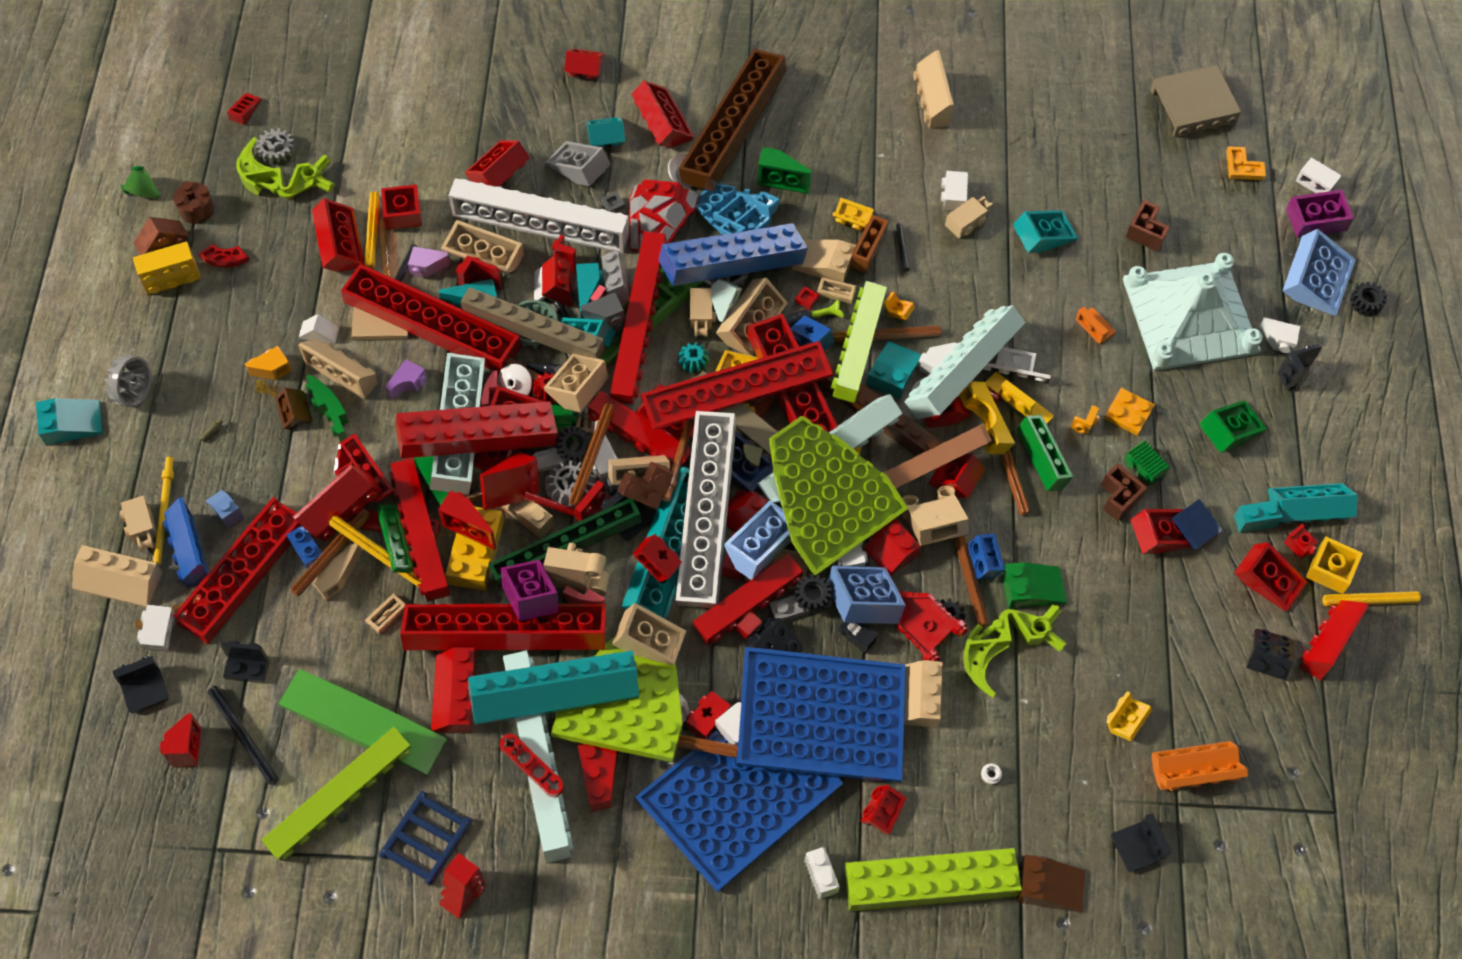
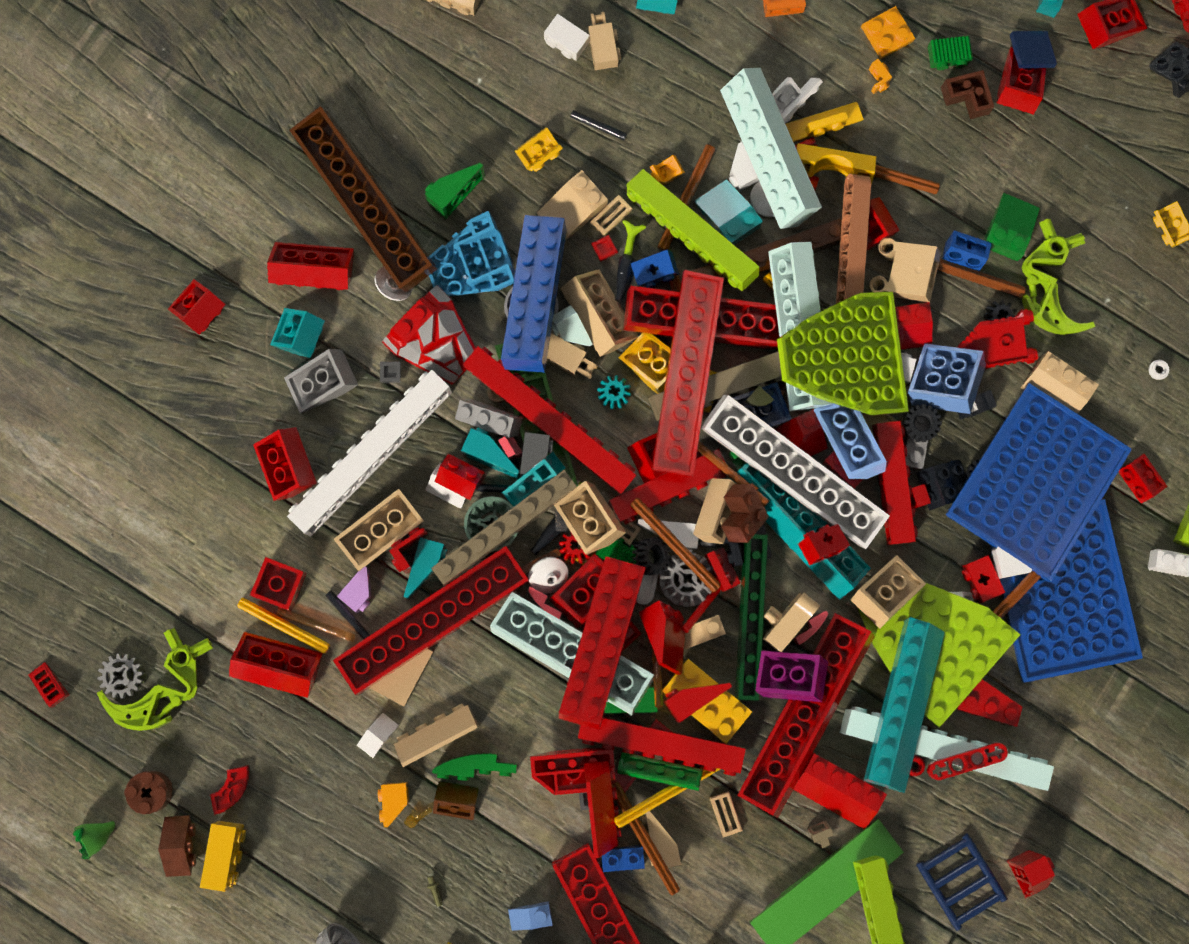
camera: 65 degrees left, 20 degrees up
(407, 378) = (484, 674): medium lavender arch -> none
(407, 695) = (820, 833): none -> dark tan tile
(566, 252) = (436, 454): red bracket -> none
(869, 244) = (583, 154): dark orange brick -> none
(1044, 453) = (894, 135): green brick -> none

